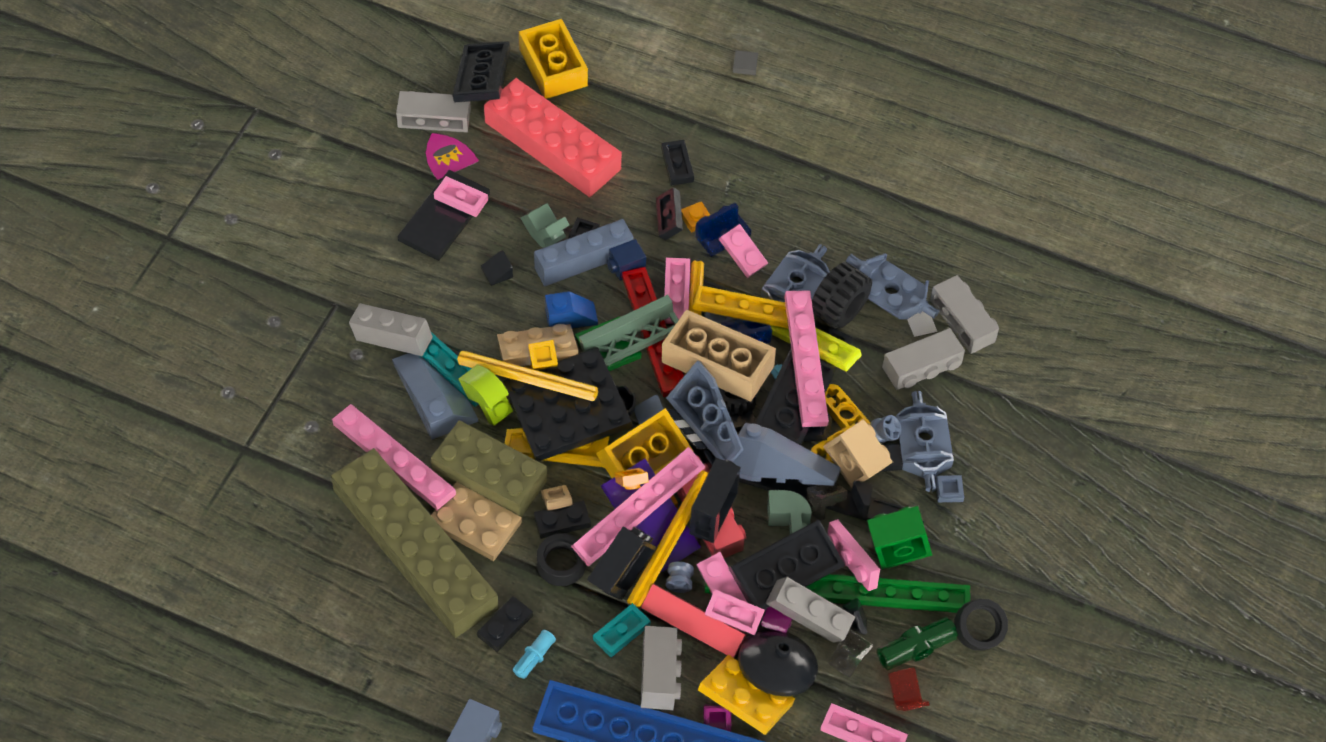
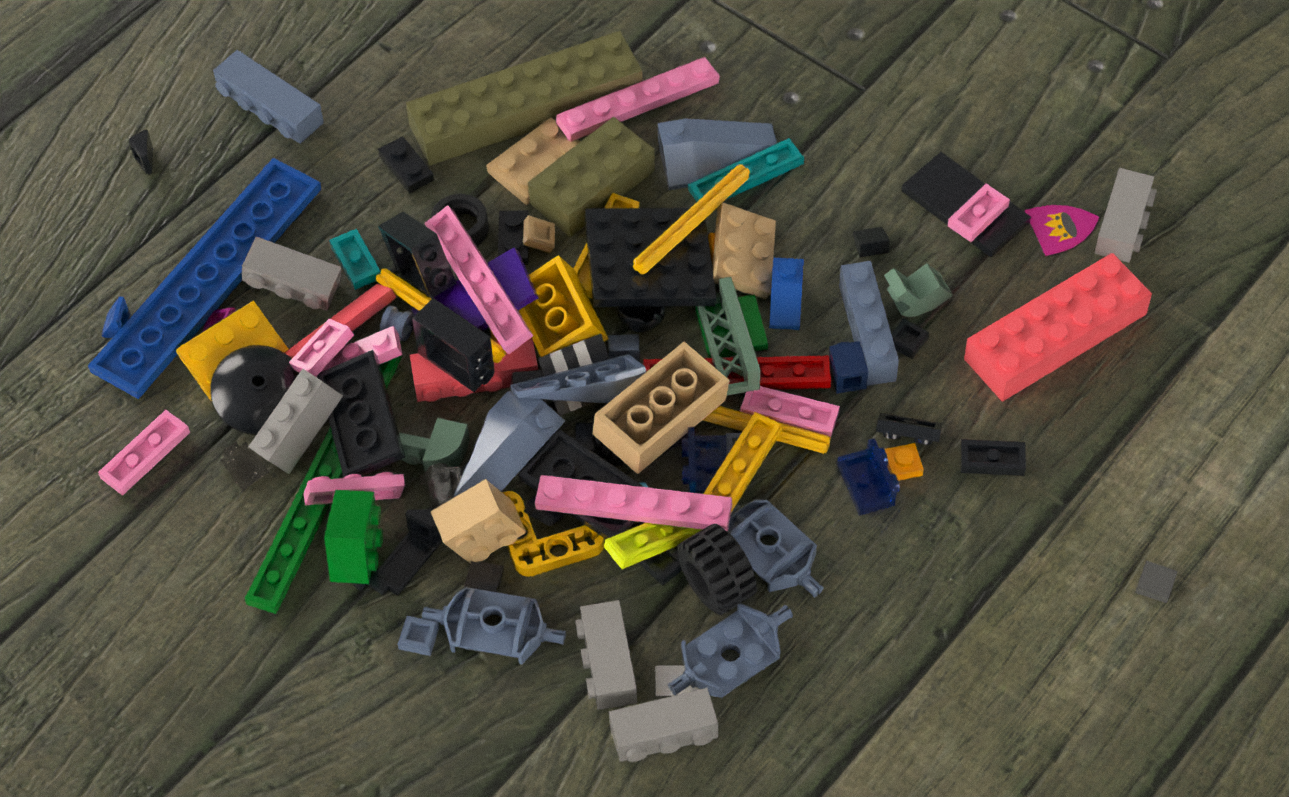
camera: 110 degrees right, 0 degrees up
(390, 329) = (799, 115): light grey brick -> none
(481, 71) = (1173, 265): black tile -> none
(488, 391) = (686, 180): lime brick -> none
(534, 654) = (359, 180): medium azure axle -> none
(542, 355) = (711, 233): yellow plate -> none
(553, 58) = (1186, 348): yellow brick -> none
(631, 478) = (507, 267): light orange plate -> none
(743, 251) = (829, 493): bright pink plate -> none
(860, 622) = (279, 478): black slope -> none
(886, 428) = (510, 582): sand blue wheel -> none
(906, 690) = (168, 508): clear red bracket -> none
(917, 643) = (226, 534): dark green piece -> none
(1000, 619) = (202, 589): black tyre -> none

